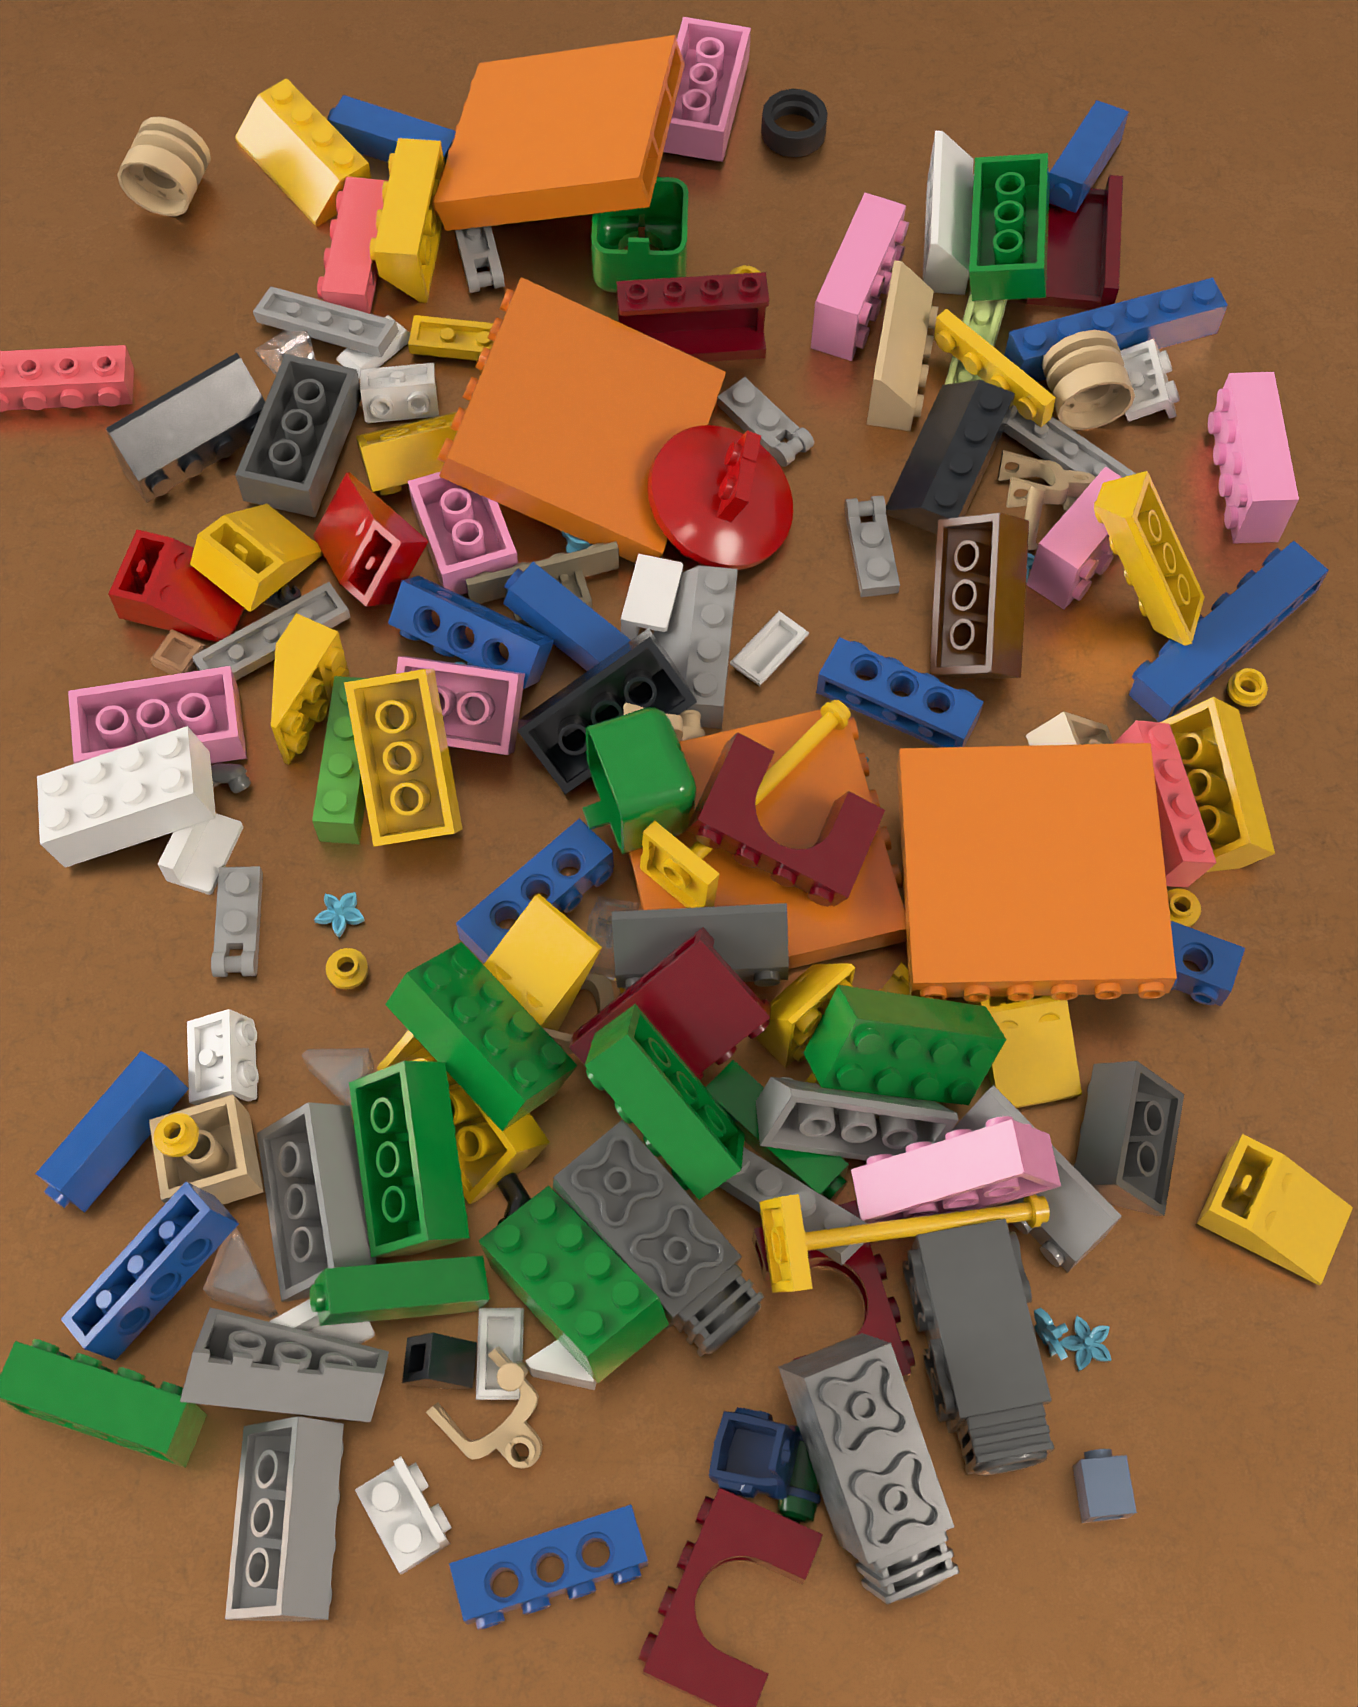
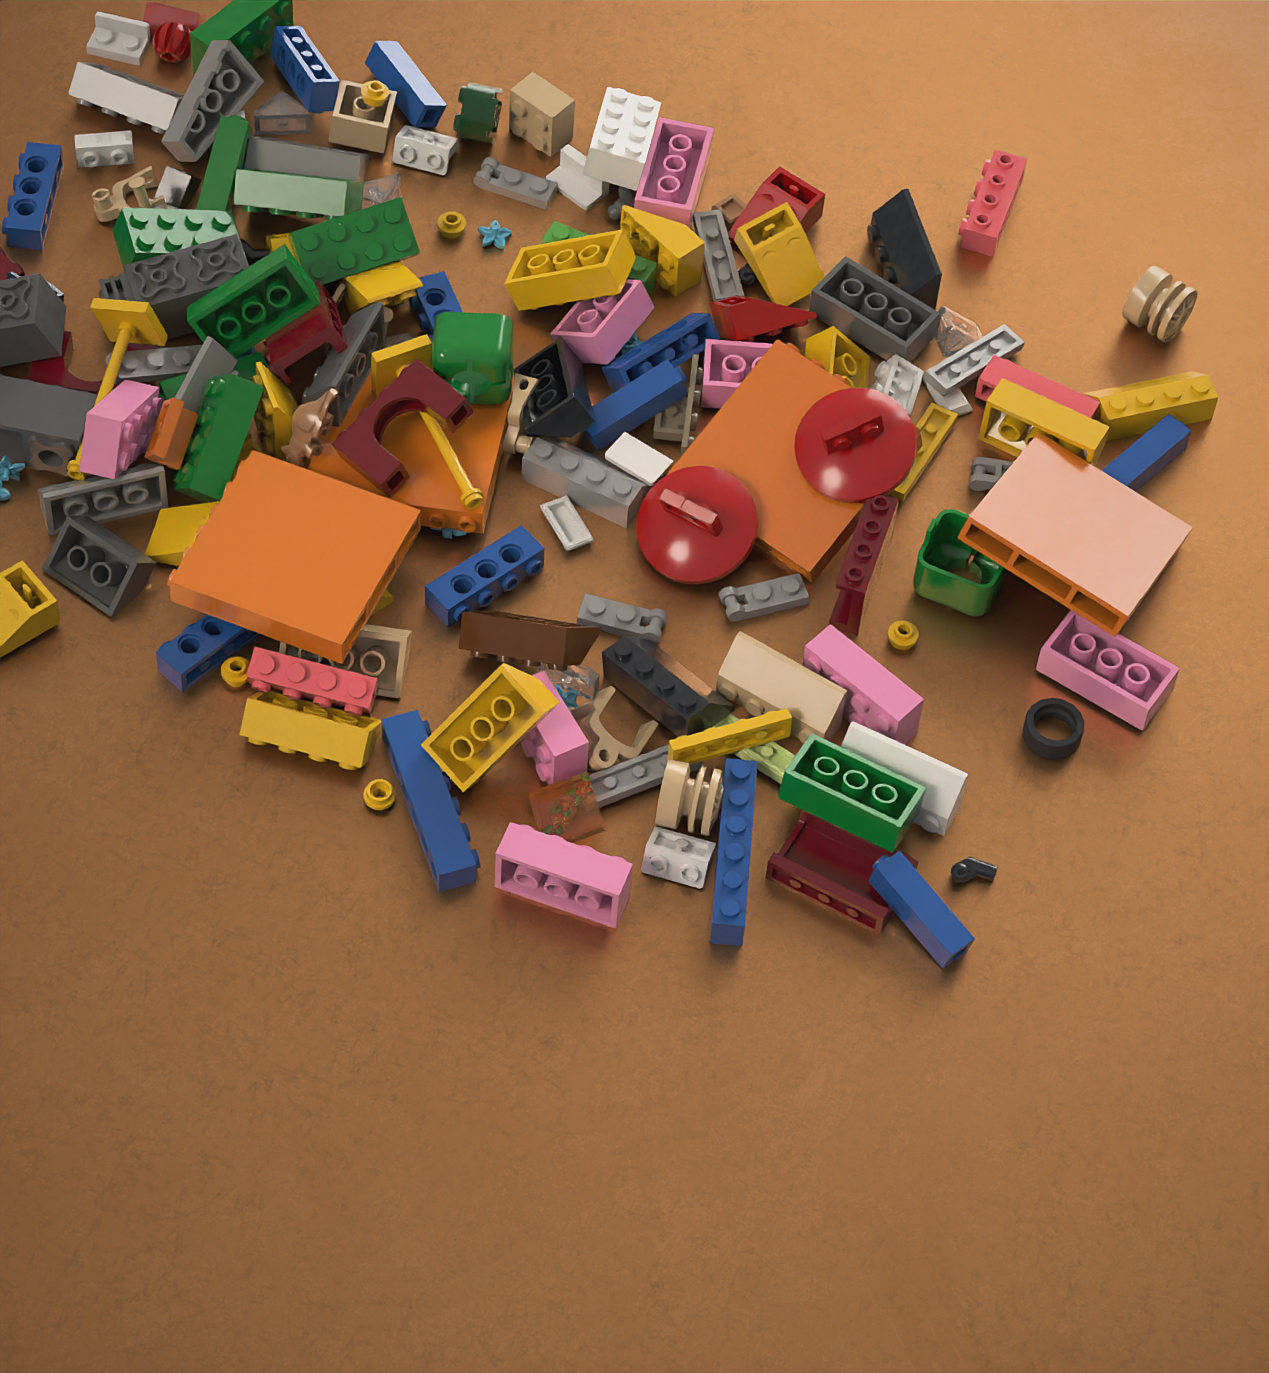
camera: 110 degrees right, 10 degrees down
(98, 1542) = (158, 14): none -> red panel
(114, 918) = (541, 114): none -> tan brick
(141, 999) = (478, 113): none -> dark green brick
(151, 1511) = (172, 42): none -> red piece
(168, 1610) = (119, 38): none -> white bracket
(566, 336) = (855, 445): none -> red bracket
(830, 932) = (308, 425): none -> medium nougat animal
(947, 1096) = (171, 434): none -> orange panel
(997, 144) = (971, 868): none -> black arm
(1175, 487) = (567, 808): none -> clear orange tile

